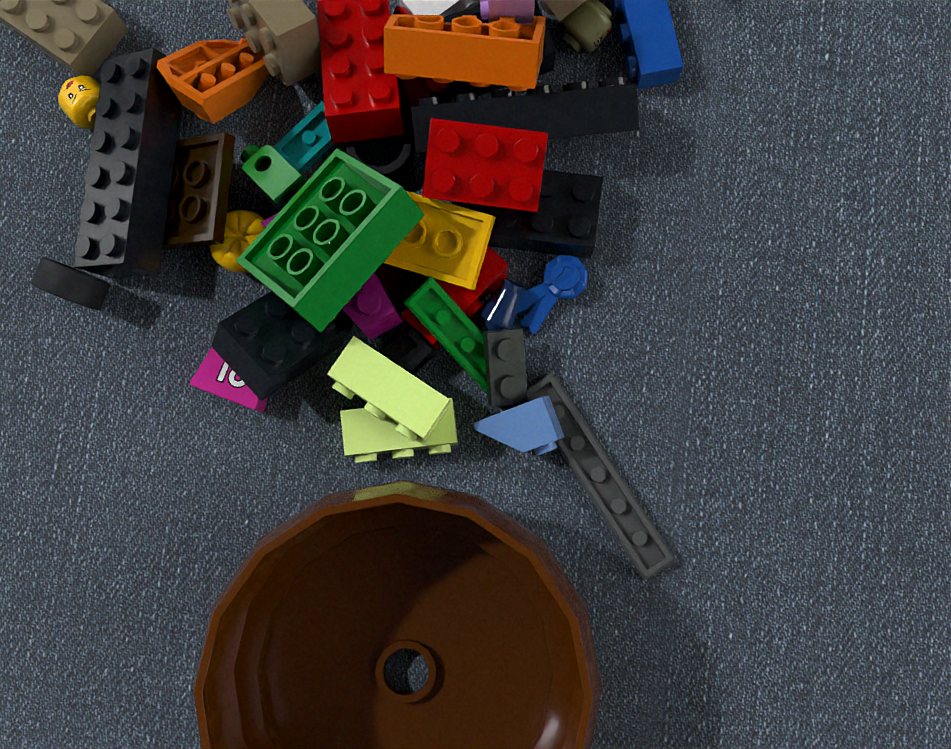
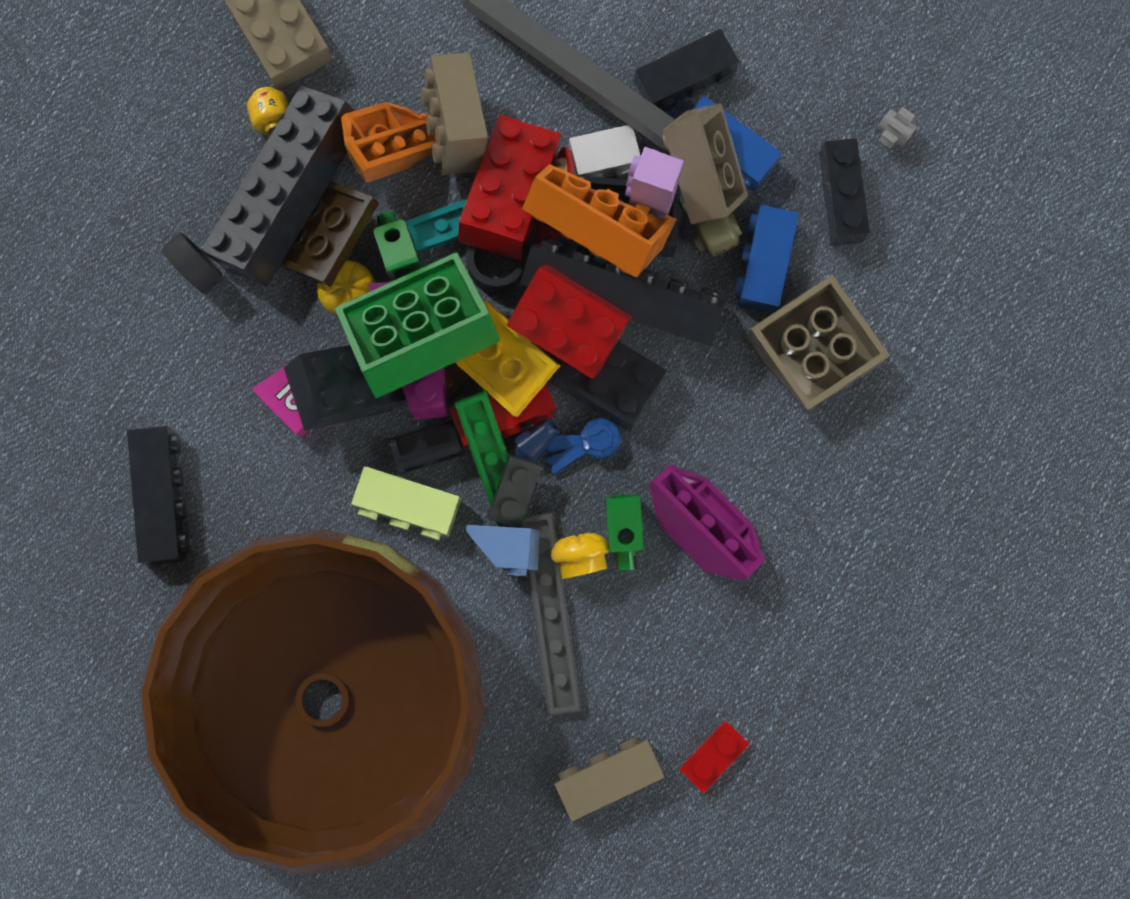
camera: 15 degrees right, 0 degrees up
(140, 537) = (157, 495): none -> black brick
(388, 390) = (409, 468): yellowish green brick -> none
(602, 401) = (580, 554): none -> yellow piece
(621, 344) = (620, 513): none -> green torso
(714, 315) = (705, 524): none -> magenta wedge
(737, 617) = (608, 778): none -> dark tan brick
(738, 85) = (817, 344): none -> dark tan slope
(829, 544) = (714, 756): none -> red plate

